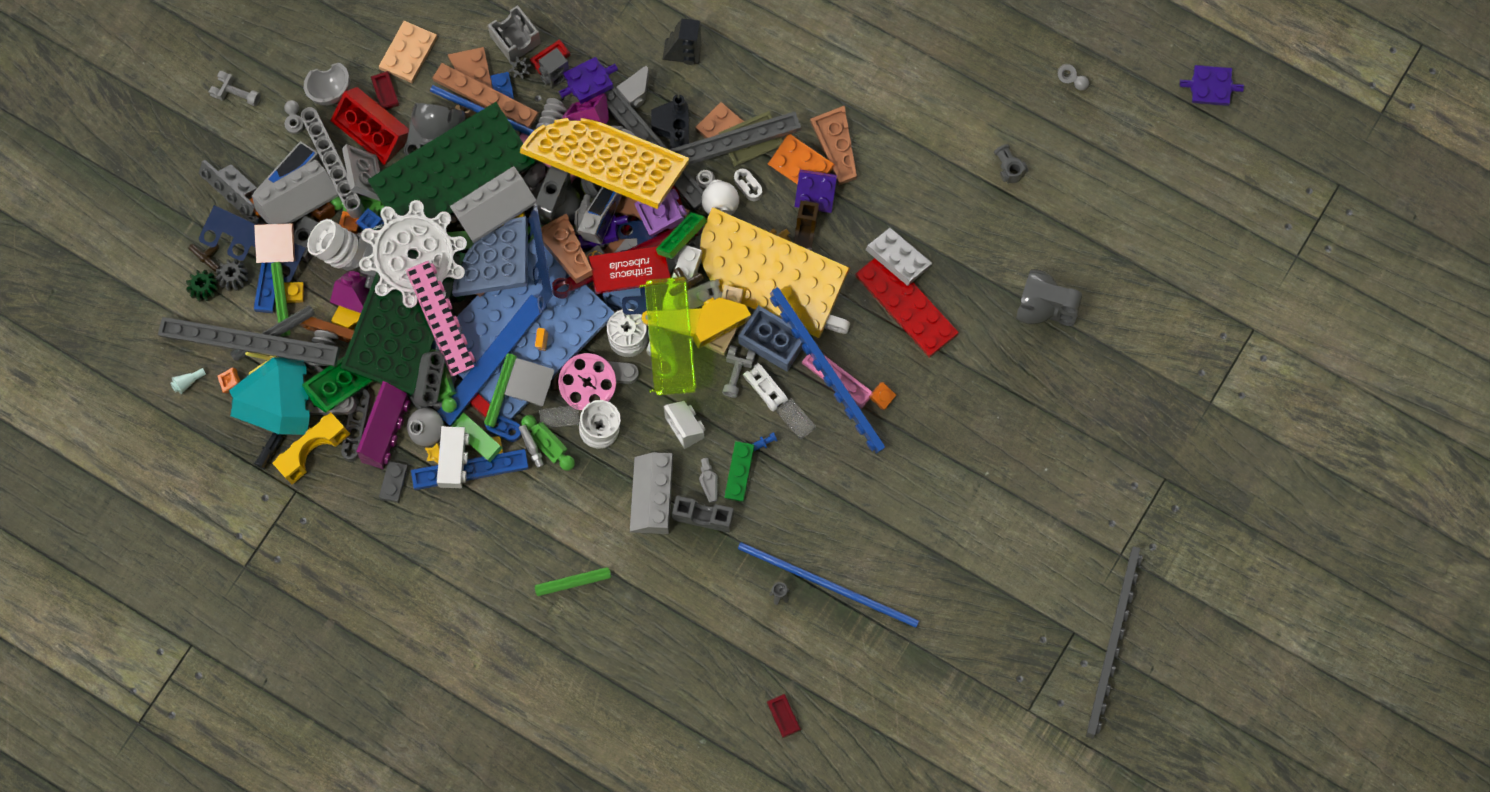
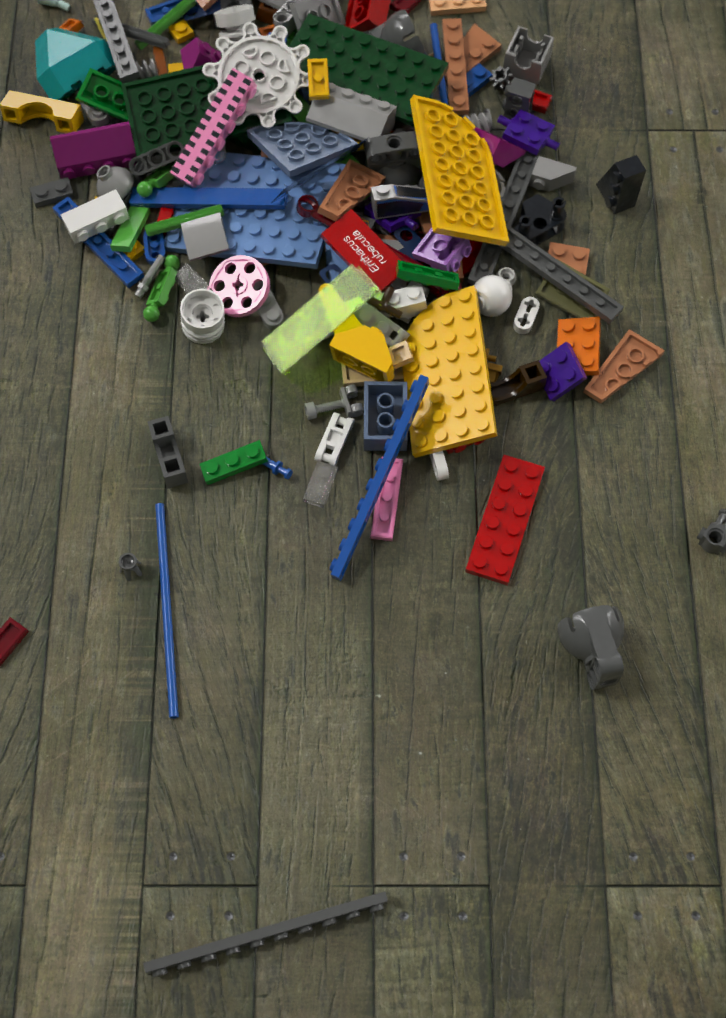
camera: 55 degrees right, 5 degrees down
(268, 450) = (23, 87): black axle -> none
(452, 210) = (318, 79): none -> yellow plate
(541, 339) = (249, 220): light orange tile -> none
(572, 581) = (39, 382): bright green axle -> none
(627, 343) = (302, 285): white wheel -> none
(651, 493) = (169, 398): light grey slope -> none
(683, 423) = (249, 385): white slope -> none
(708, 480) = (209, 442): light grey piece -> none
(882, 395) = (394, 548): orange plate -> none
(898, 256) = (547, 482): light grey plate -> none

